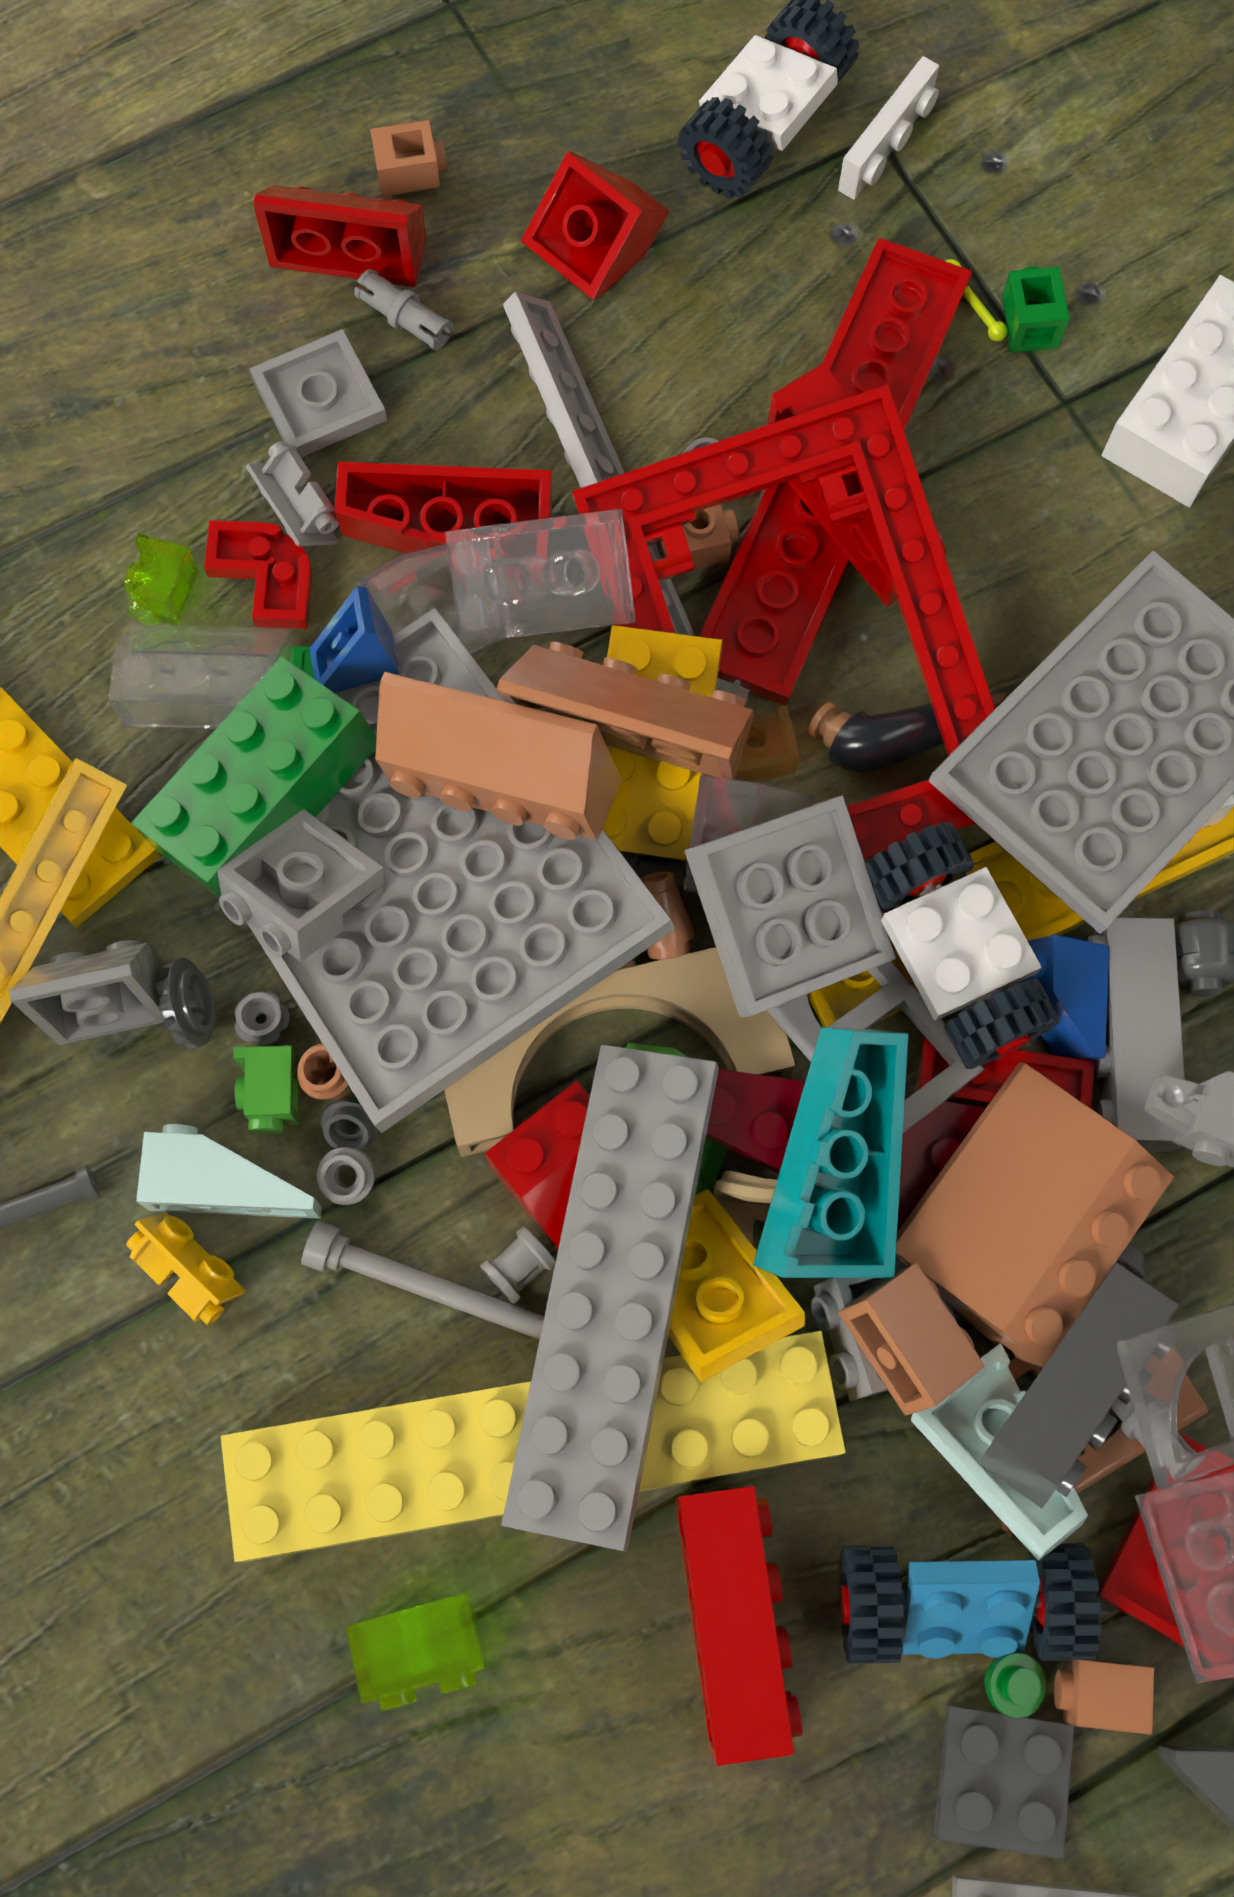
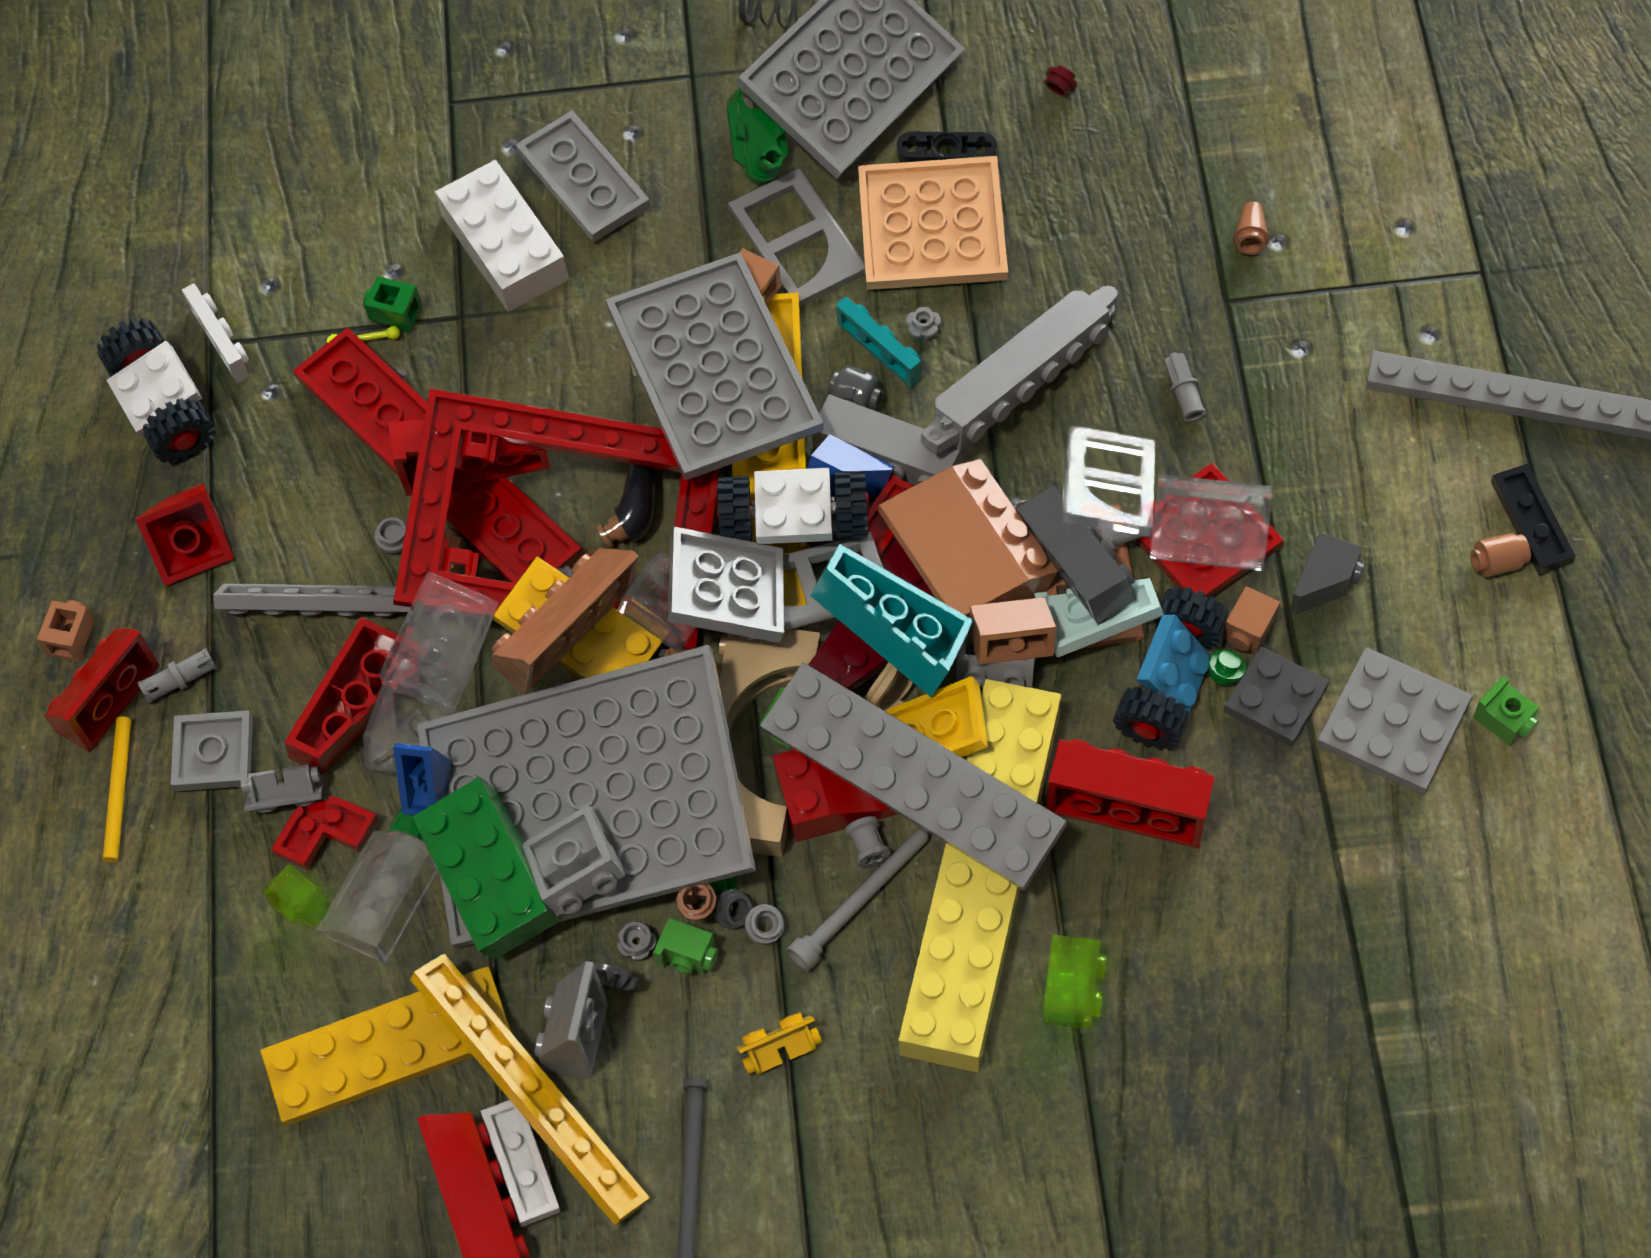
camera: 60 degrees left, 10 degrees down
(200, 1176) = (729, 1002): light aqua slope -> none
(229, 316) = (116, 790): none -> yellow bar
(495, 757) = (553, 706): nougat slope -> none

